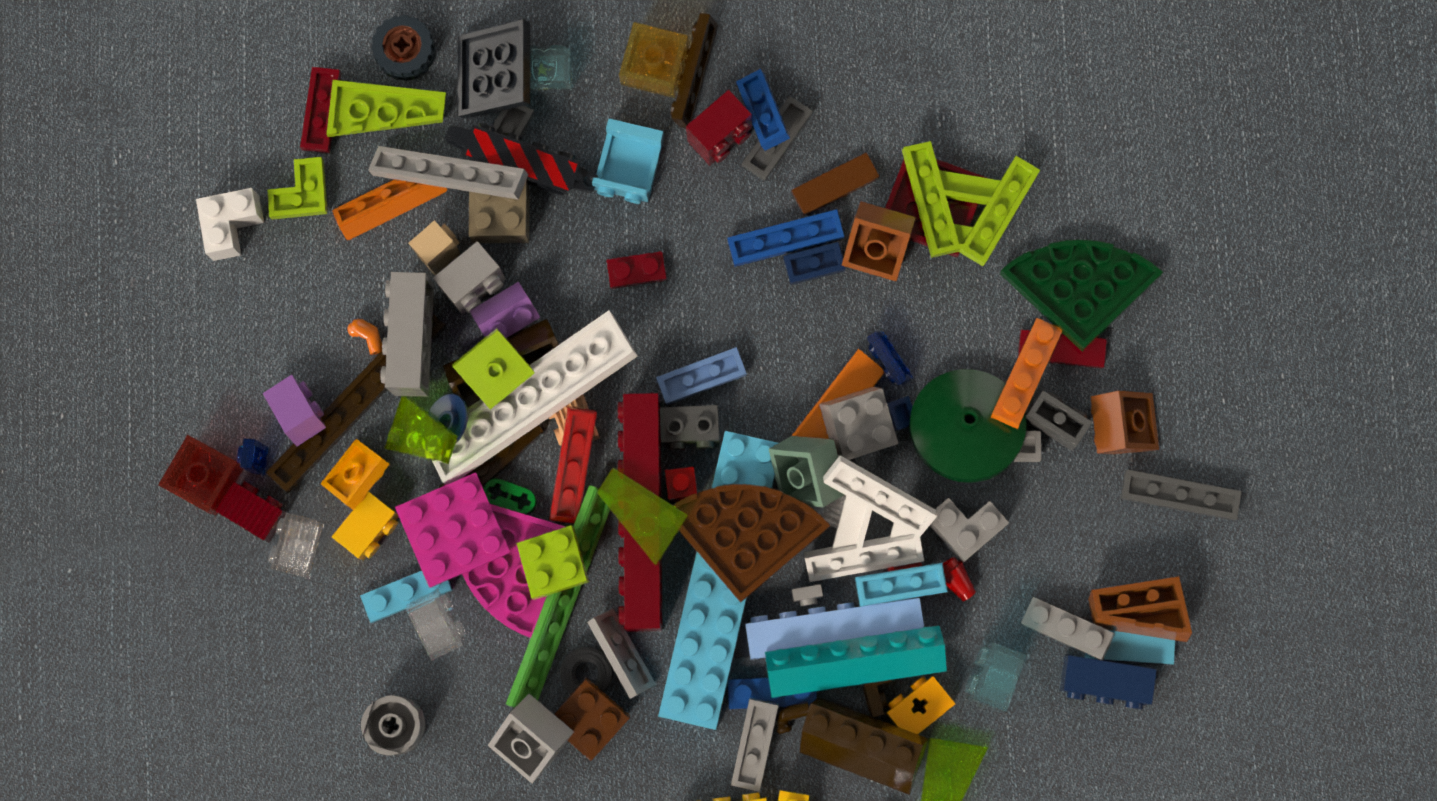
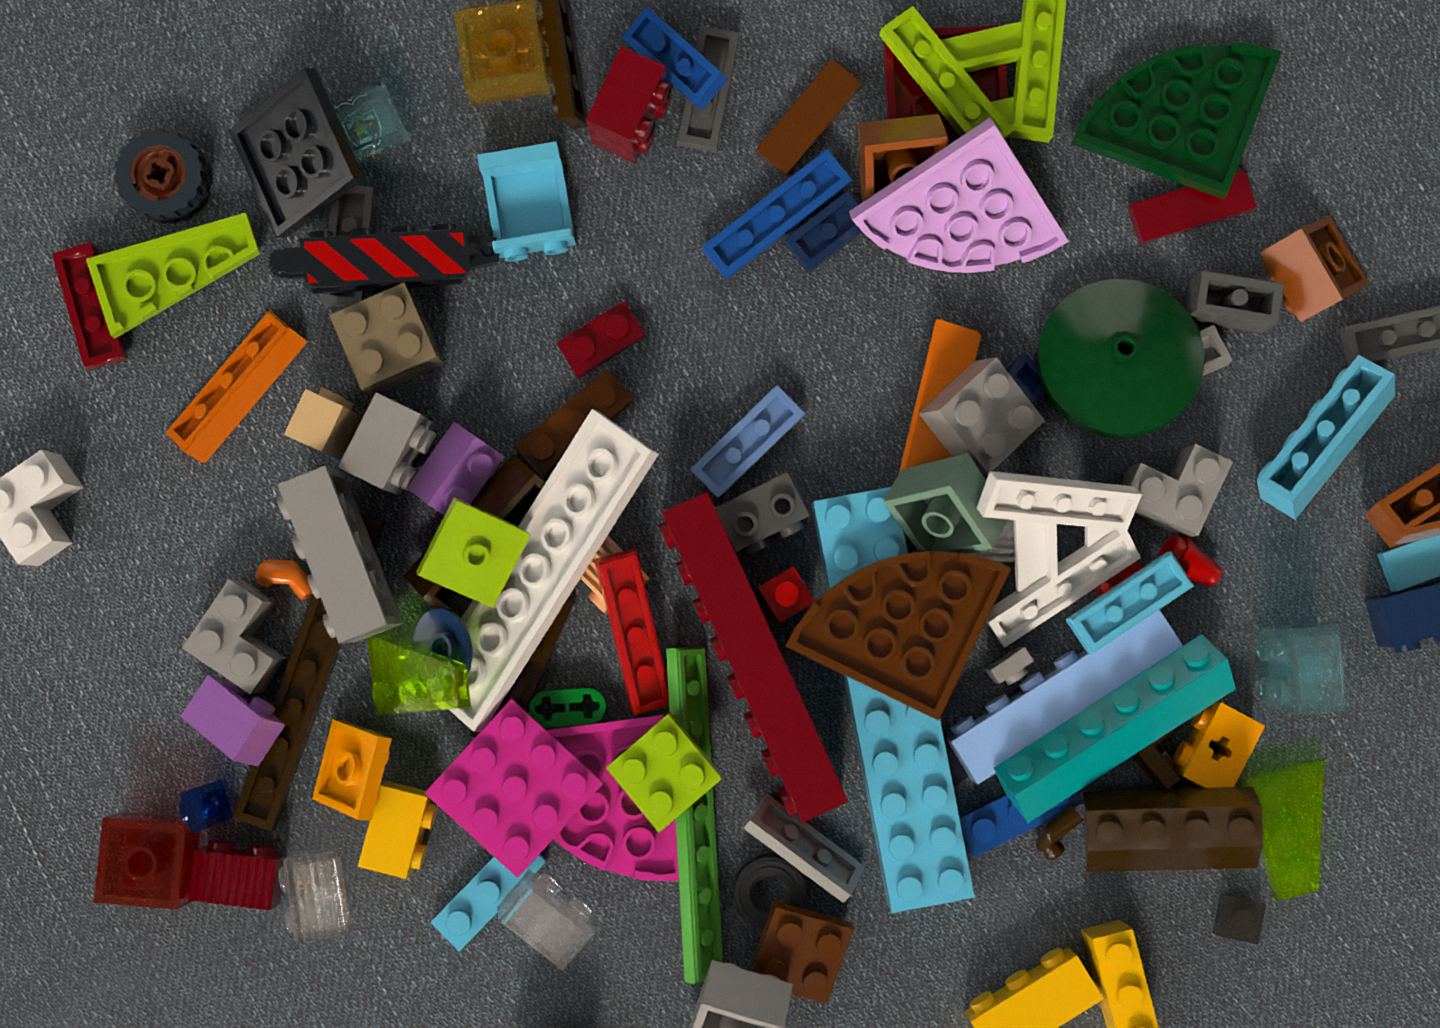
camera: 30 degrees left, 5 degrees up
(306, 197) = (123, 426): lime plate -> none
(313, 357) = (227, 638): none -> light grey brick
(448, 172) = (298, 316): light grey plate -> none
(572, 320) = (551, 439): none -> reddish brown plate
(642, 513) = (758, 660): clear neon green wing -> none
(754, 744) = (1028, 889): light grey plate -> none
(883, 349) = (993, 324): clear blue plate -> none
(905, 286) = (963, 209): none -> lavender plate
(1026, 373) = (1168, 257): orange plate -> none
(1067, 628) = (1361, 564): light grey plate -> none
(1080, 535) = (1326, 436): none -> medium azure brick

